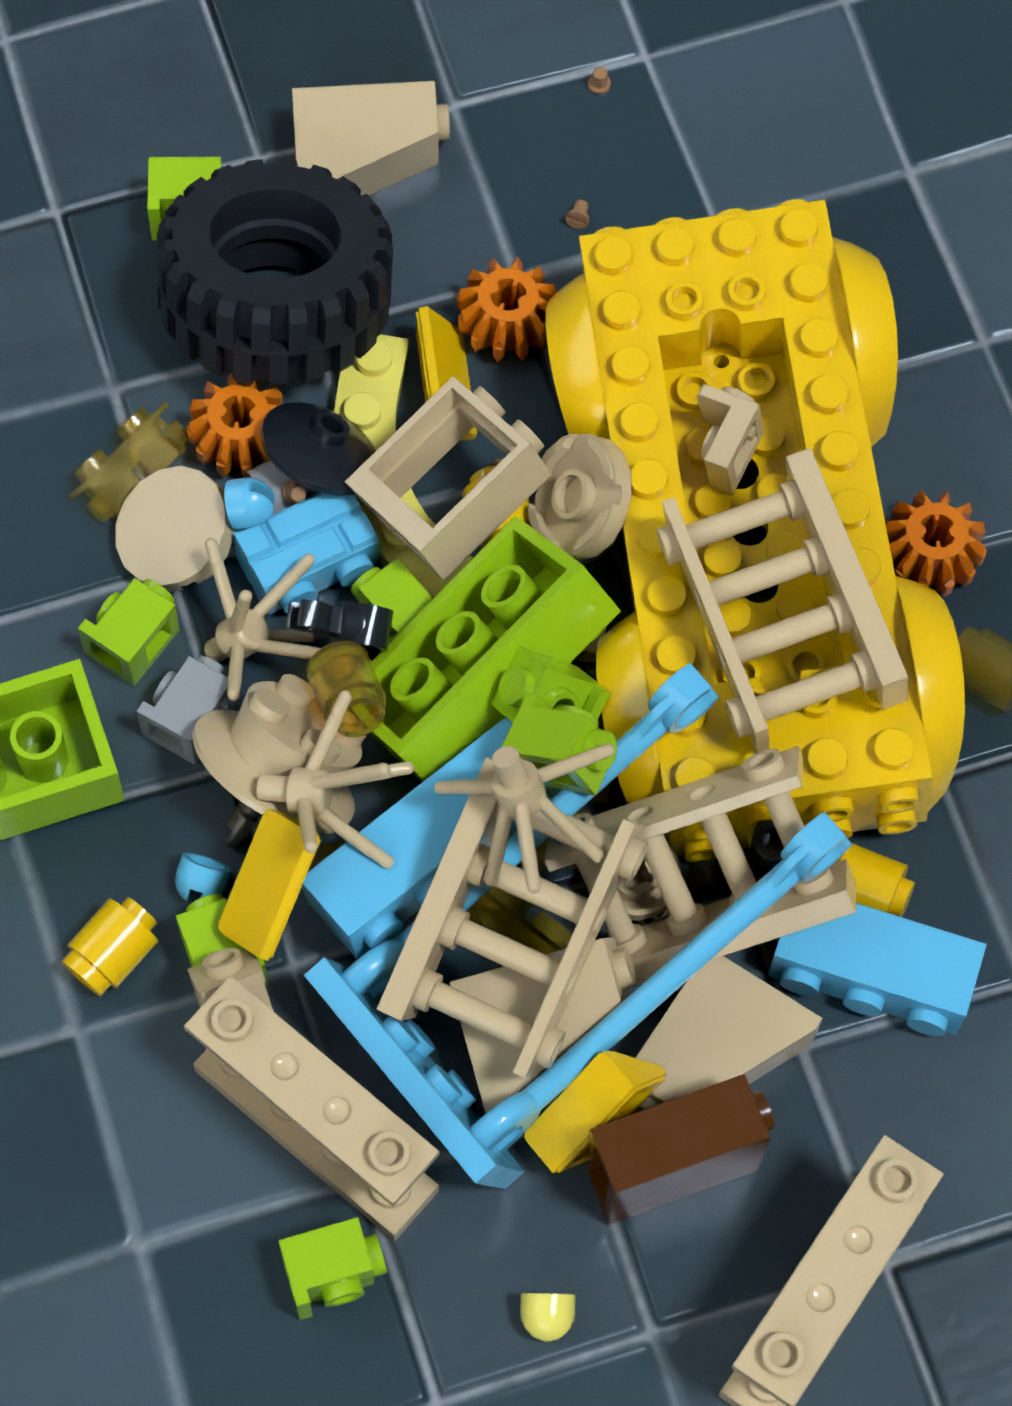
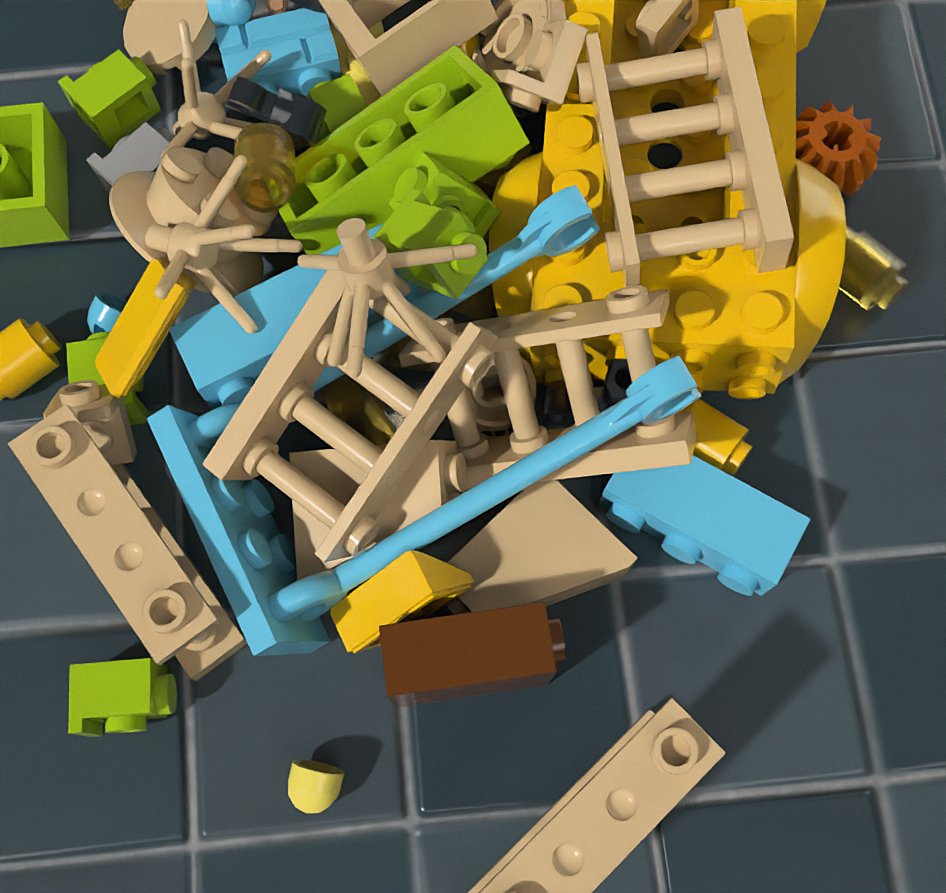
camera: 15 degrees right, 5 degrees up
(628, 533) = (551, 64): none -> tan bracket

